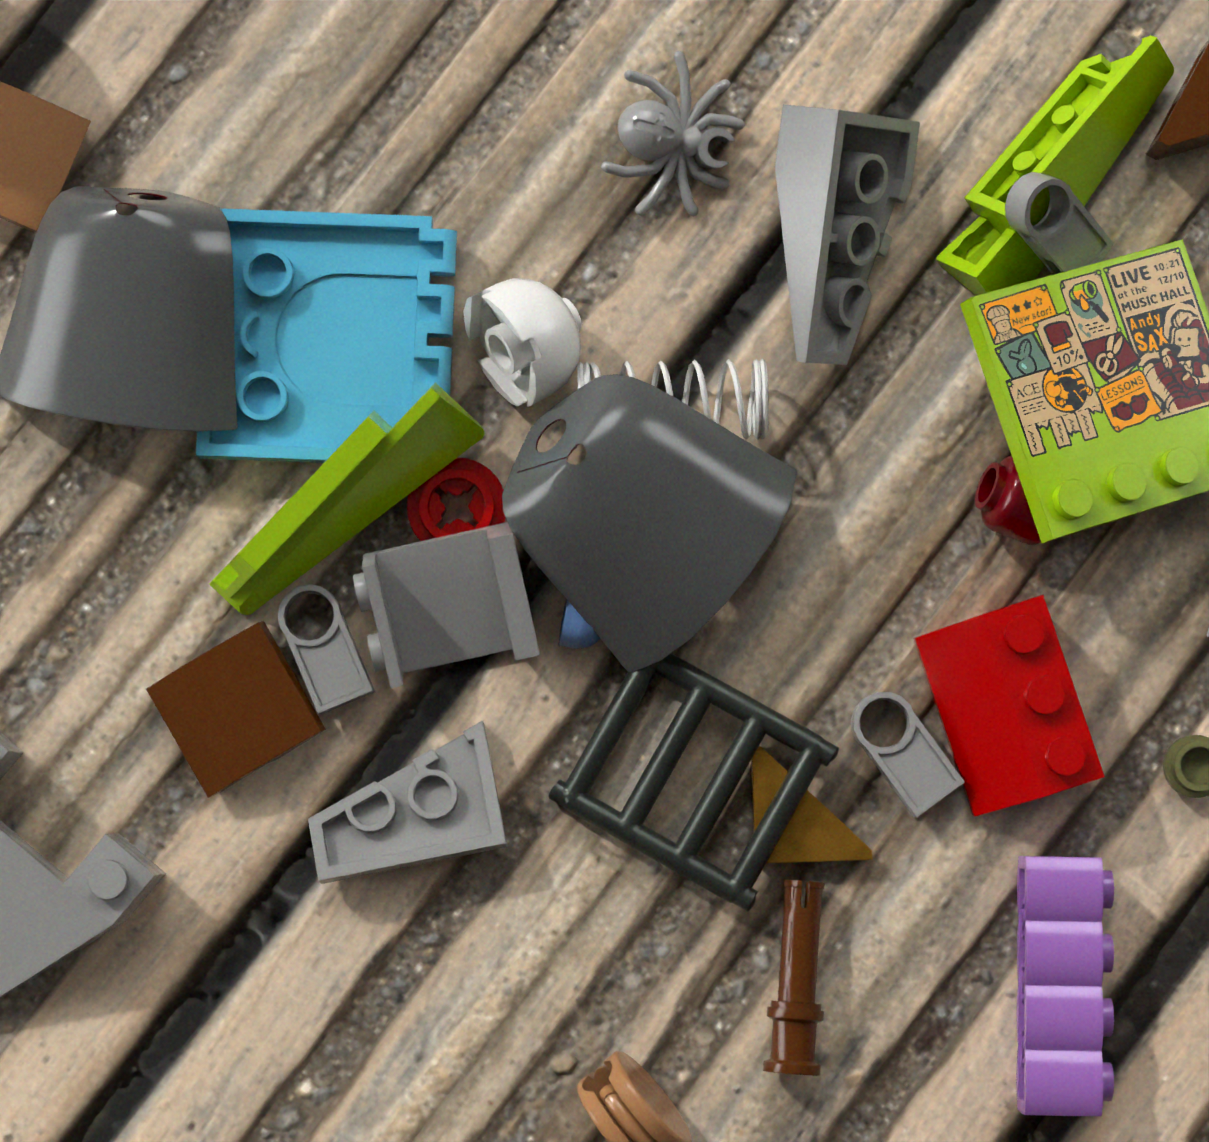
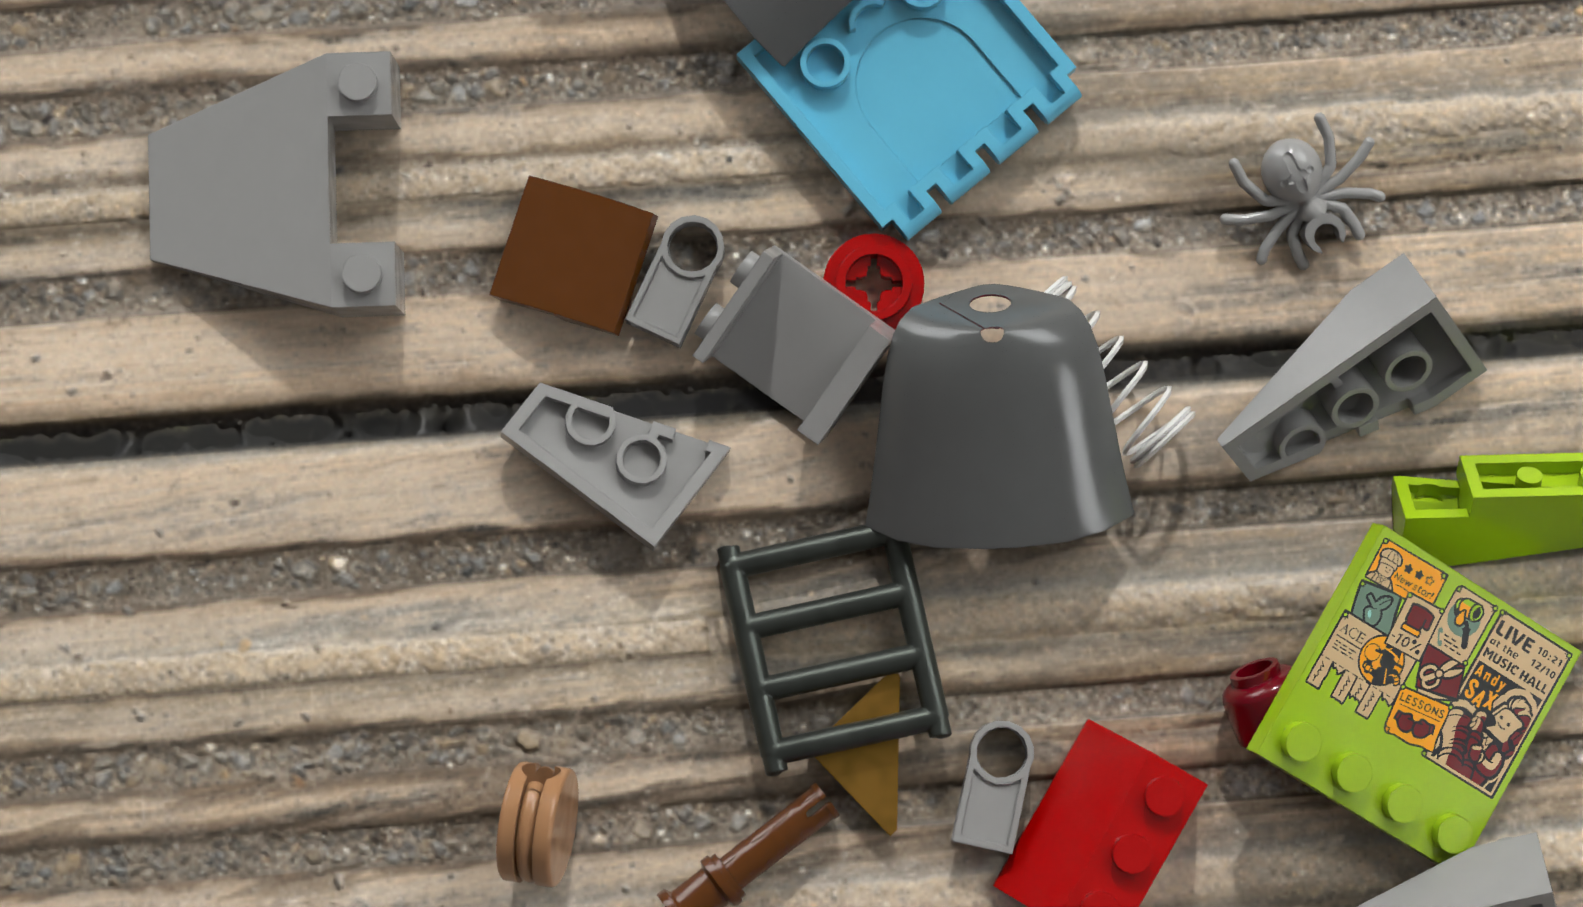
camera: 50 degrees right, 0 degrees up
(346, 494) = (809, 192): lime wedge -> none
(527, 336) = (1050, 219): white cylinder -> none
(575, 630) = (861, 456): medium blue hinge -> none
(1067, 232) = (1502, 557): light grey piece -> none

